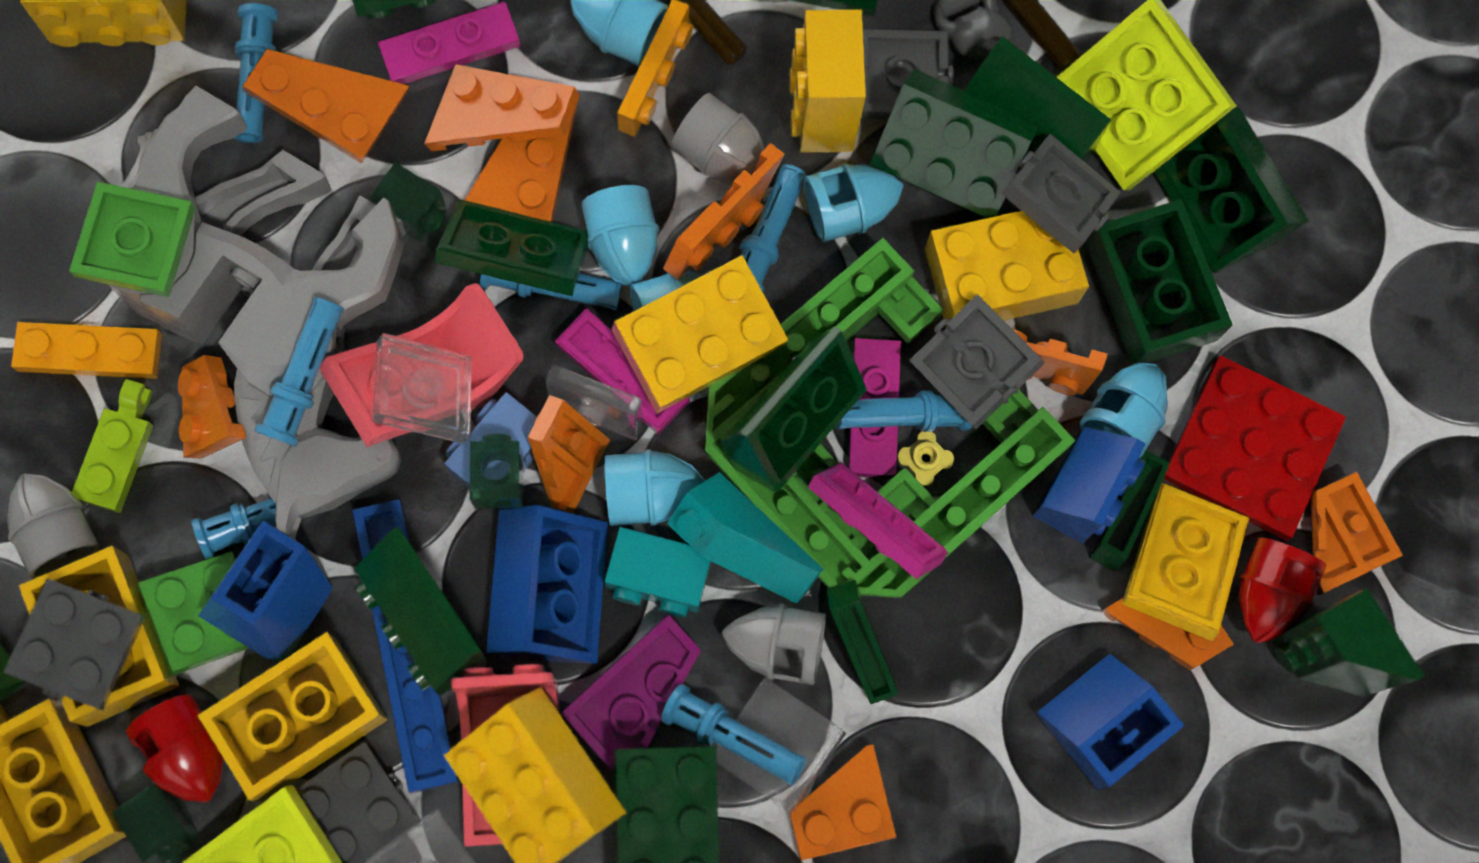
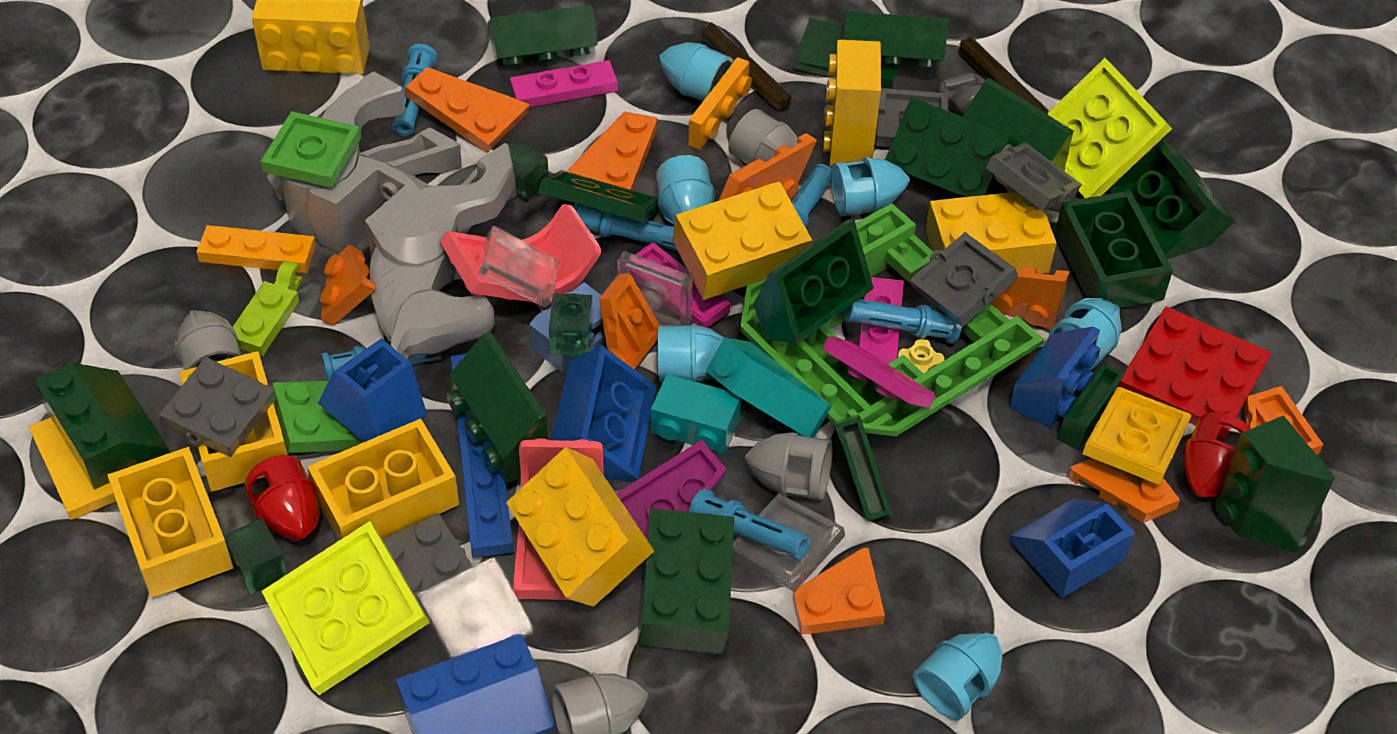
camera: 10 degrees right, 25 degrees down
(293, 393) = (418, 253): dark azure pin -> none
(497, 106) = (595, 115): orange wing -> none

